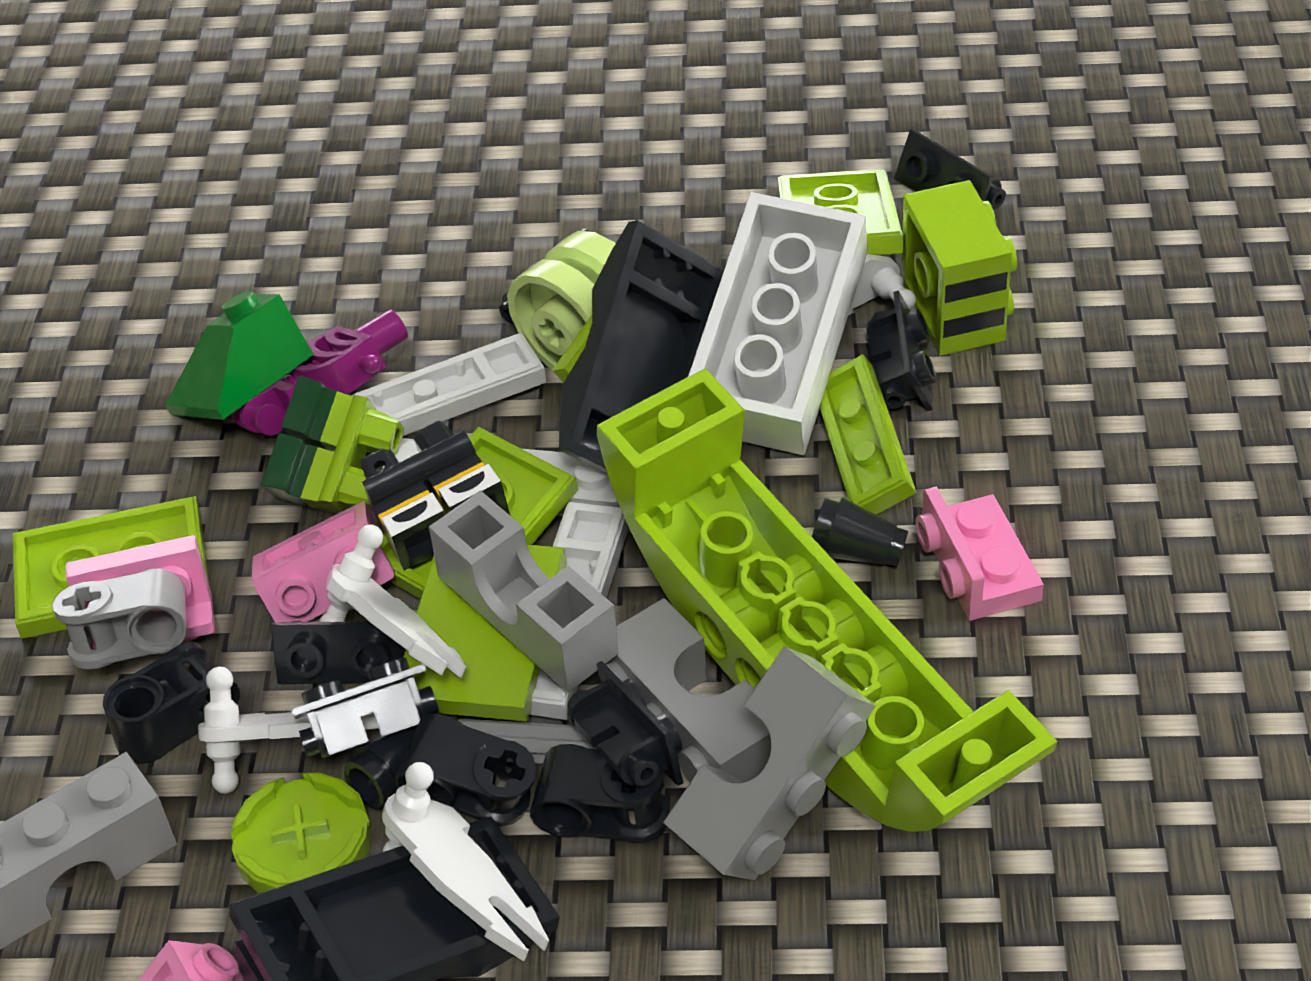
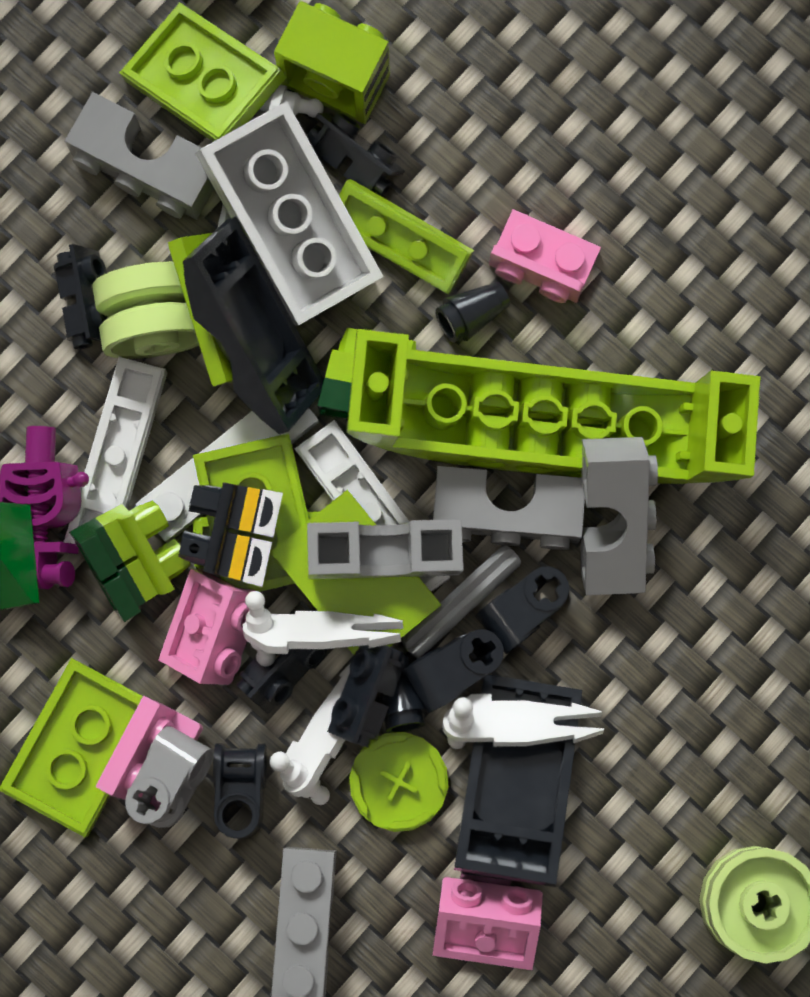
camera: 50 degrees left, 35 degrees up
(626, 730) = (537, 569): black hinge -> none
(709, 205) = (104, 142): none -> light grey arch

